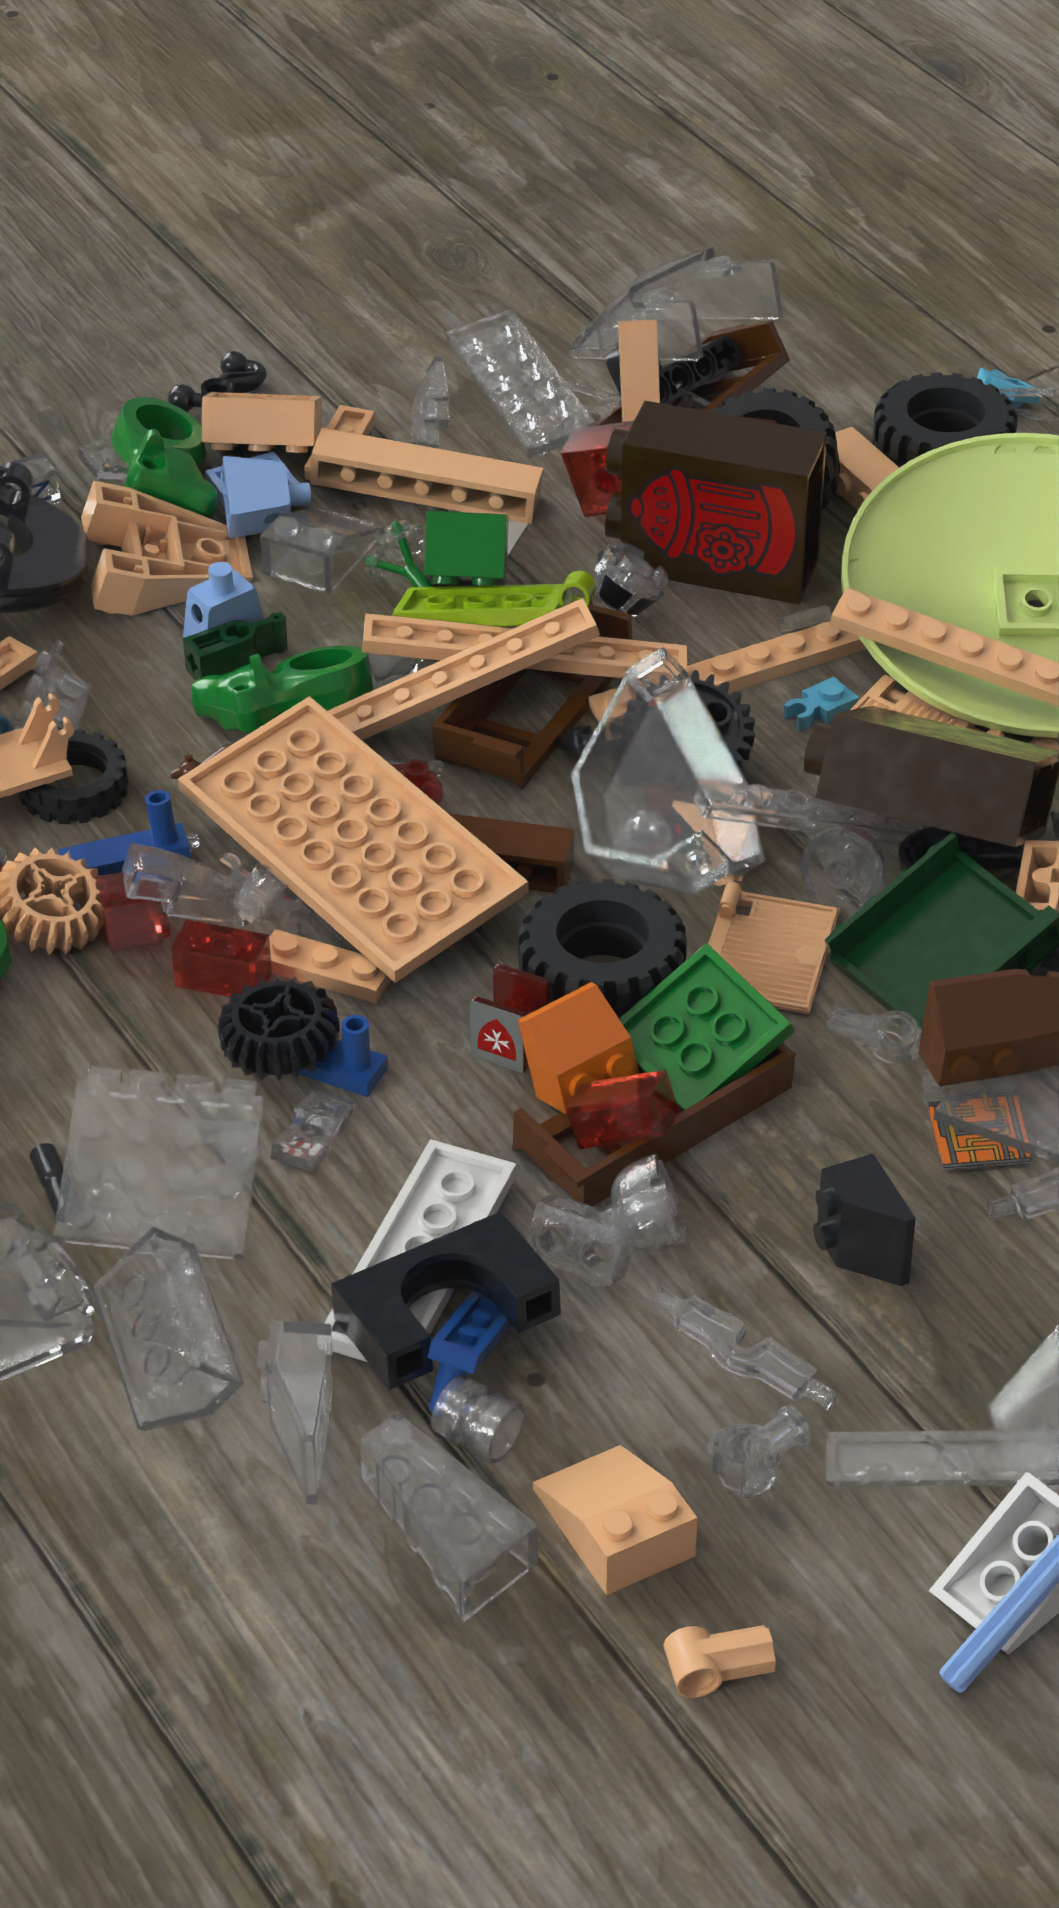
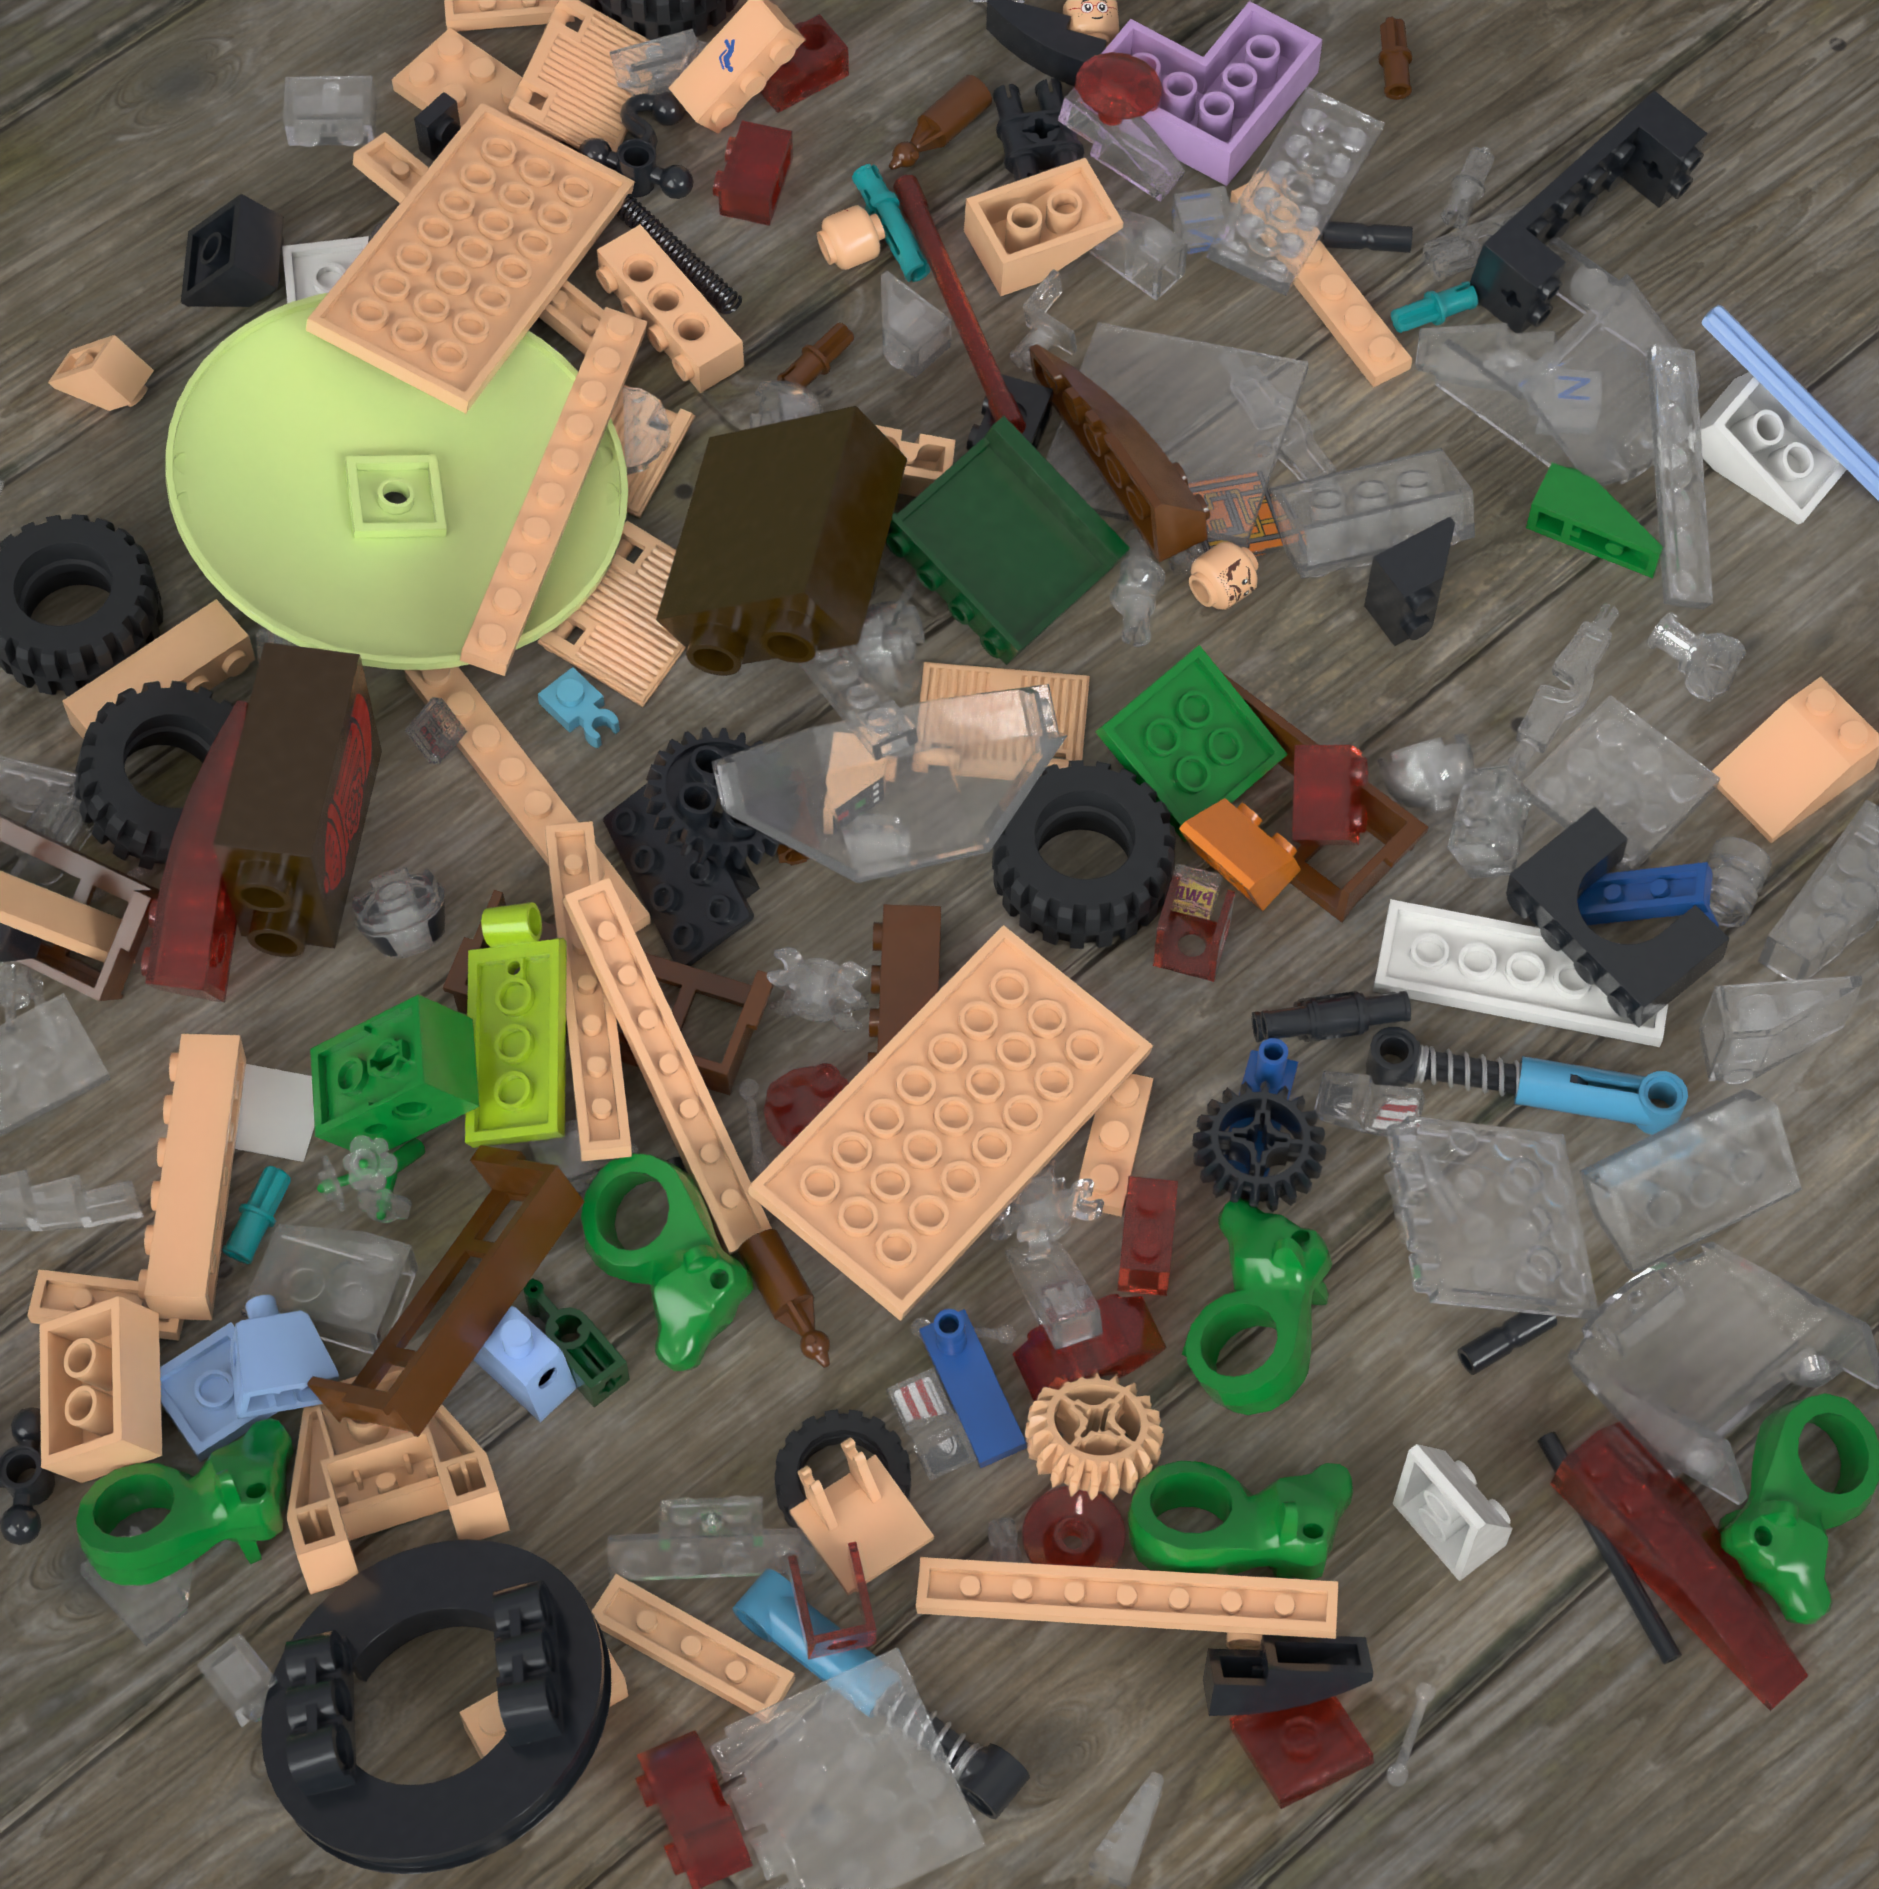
camera: 100 degrees left, 20 degrees up
(88, 827) = (931, 1424): none -> clear slope
(112, 1001) = (1275, 1281): none -> green animal
(199, 521) = (478, 1307): none -> reddish brown piece
(299, 1234) = (1533, 1081): none -> piece
(388, 510) = (257, 1215): none -> teal axle
(397, 1096) = (1331, 1016): none -> black pin
(500, 782) = (818, 989): none -> clear pin
(614, 1362) = (1627, 774): none -> clear plate
(899, 1098) = (1223, 575): none -> light nougat head
(947, 1386) = (1589, 518): none -> green slope
(965, 1215) = (1367, 509): none -> clear slope

